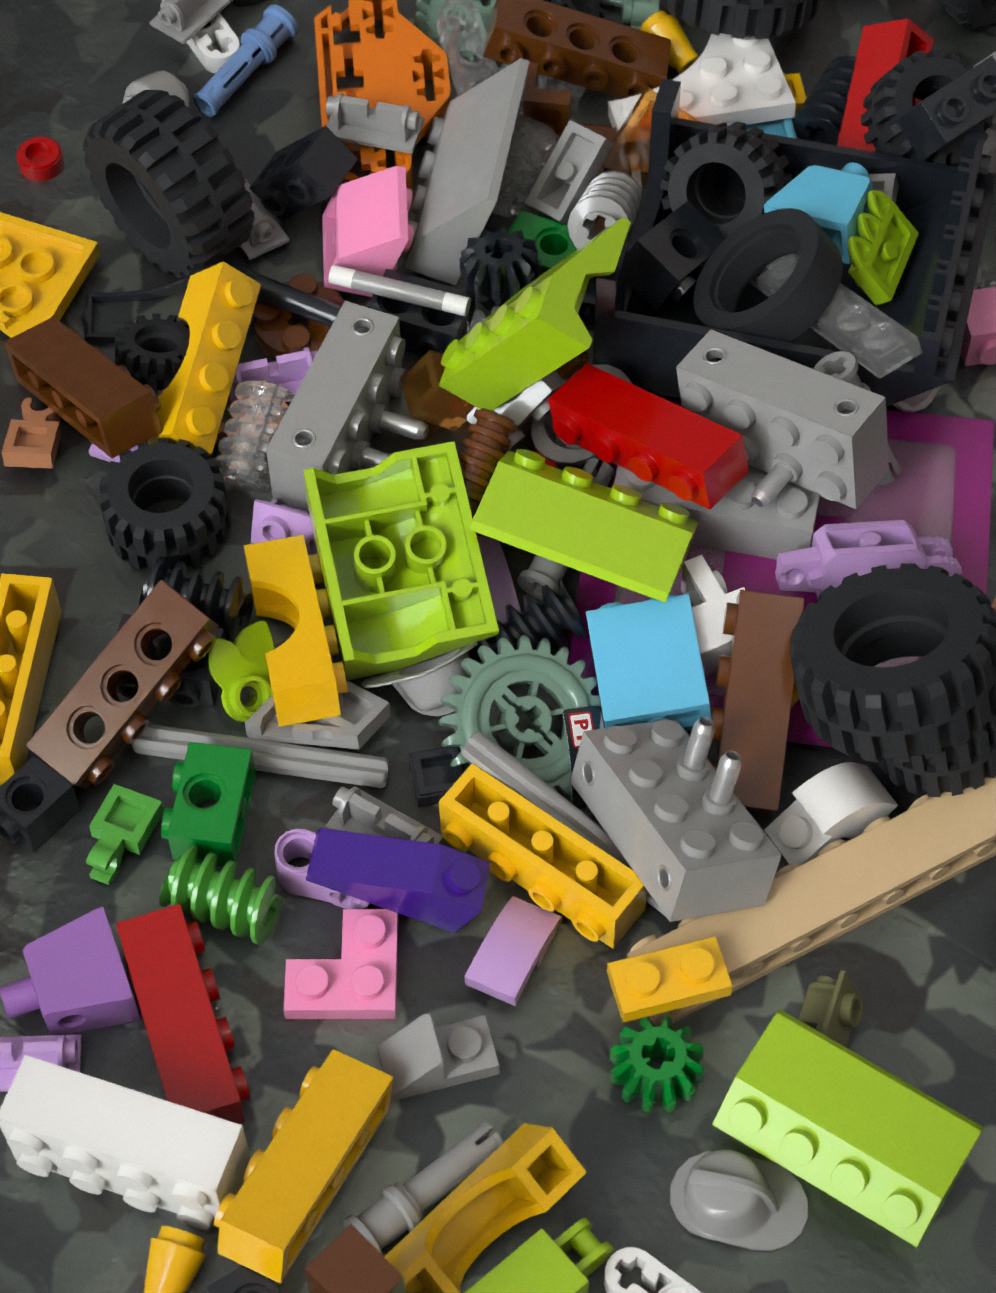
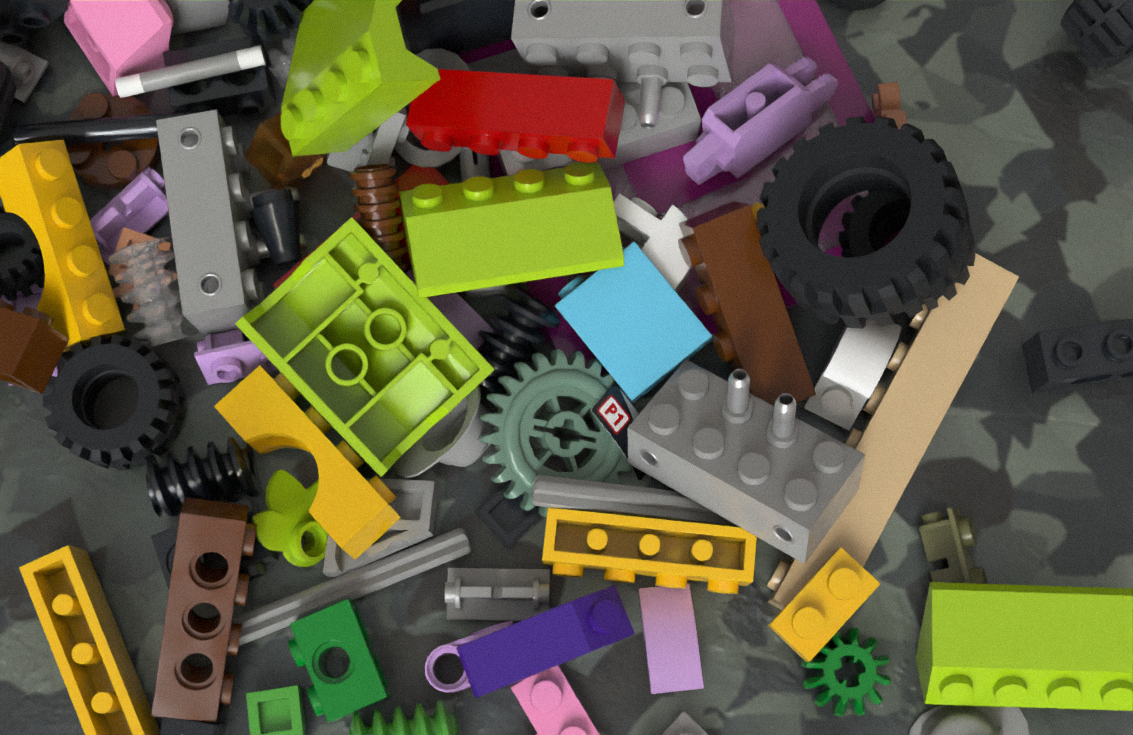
camera: 30 degrees left, 20 degrees up
(394, 430) = (279, 225): none -> black cone

